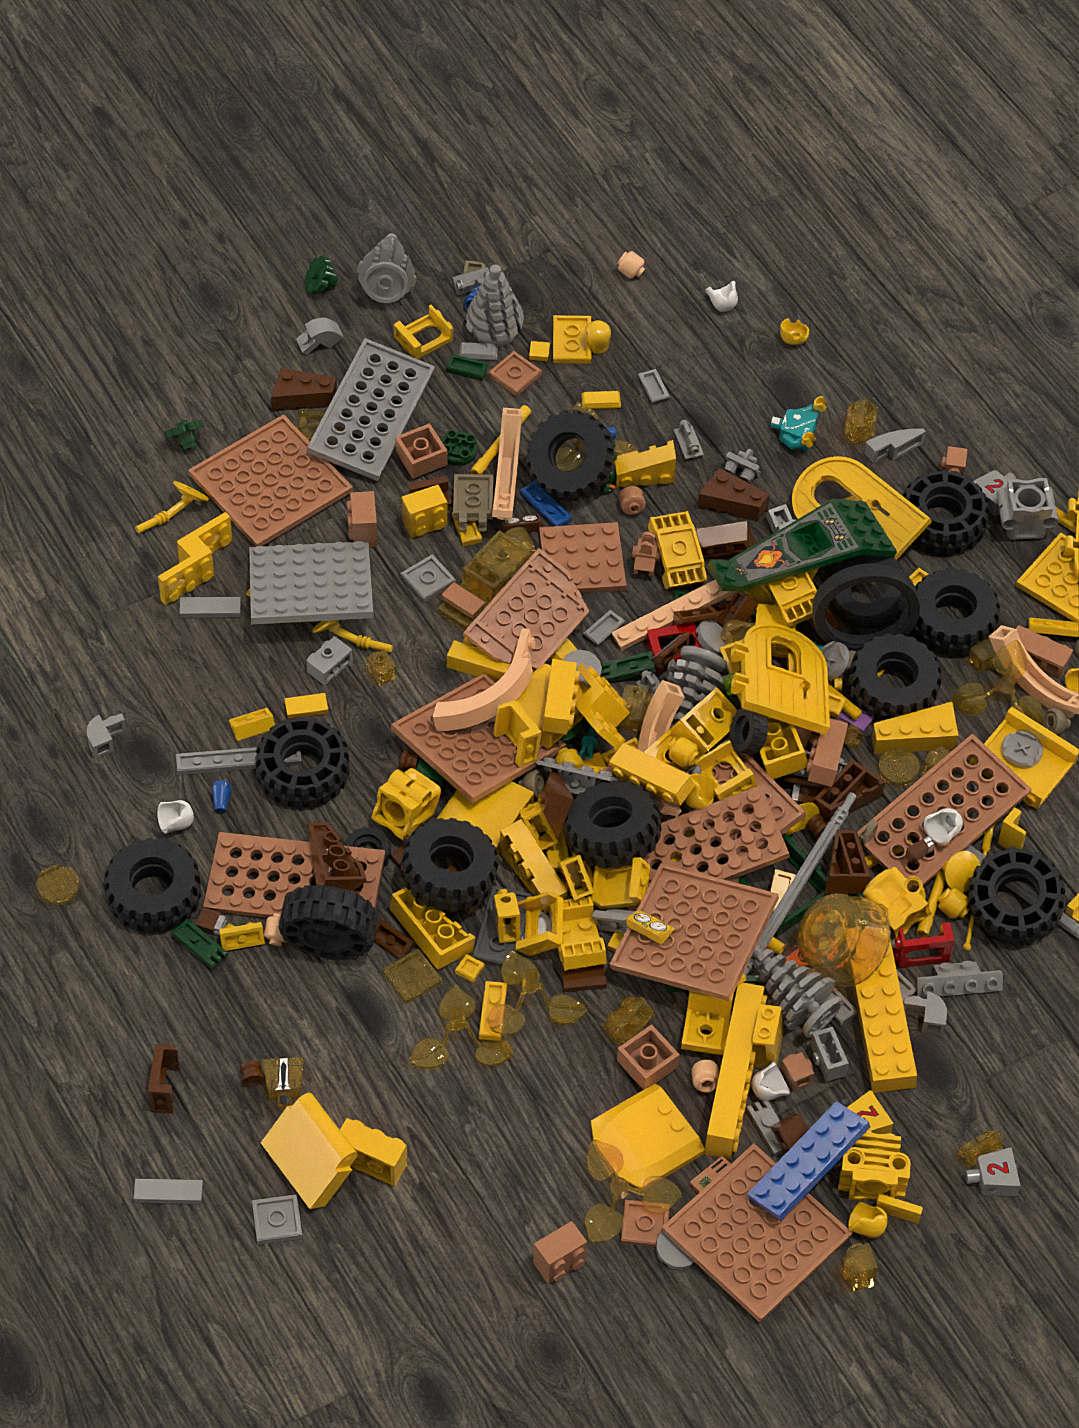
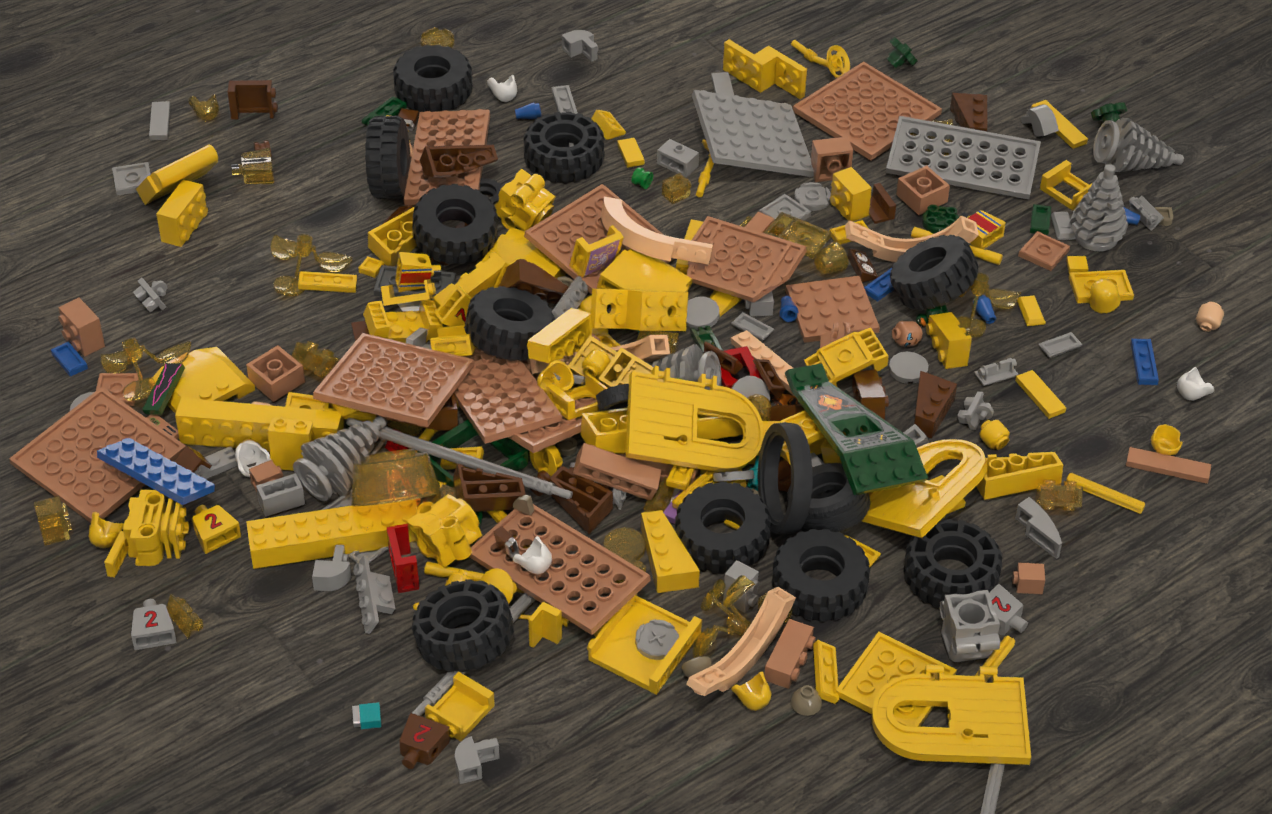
camera: 85 degrees right, 10 degrees down
(150, 1132) = (205, 110): none -> clear yellow hair
(341, 315) = (1067, 130): none -> yellow tile
(359, 697) = (642, 178): none -> green wheel
(404, 551) = (812, 196): none -> light grey tile
(412, 976) = (356, 233): clear yellow tile -> none
(473, 499) = (886, 225): dark tan tile -> none
(481, 415) = (989, 229): none -> yellow torso
(491, 1194) = (157, 289): none -> light grey hips
(518, 970) = (314, 284): clear yellow plant -> none
(559, 697) = (639, 272): yellow brick -> none
(588, 592) = (788, 309): none -> blue cone
(592, 1274) = (69, 359): none -> blue tile
(649, 926) = (396, 347): yellow slope -> none
(665, 1166) = (163, 388): none -> dark green tile
(673, 503) = (907, 366): none -> light grey tile
(680, 328) = (1144, 362): none -> blue tile
(718, 414) = (1040, 394): none -> yellow tile
(775, 456) = (994, 434): none -> yellow head
(799, 425) = (1037, 442): teal torso -> none
(817, 339) = (1168, 465): none -> nougat tile
(830, 438) = (1018, 473): none -> yellow wedge
(850, 391) = (1108, 494): none -> yellow axle
(969, 669) = (750, 597): none -> light grey brick

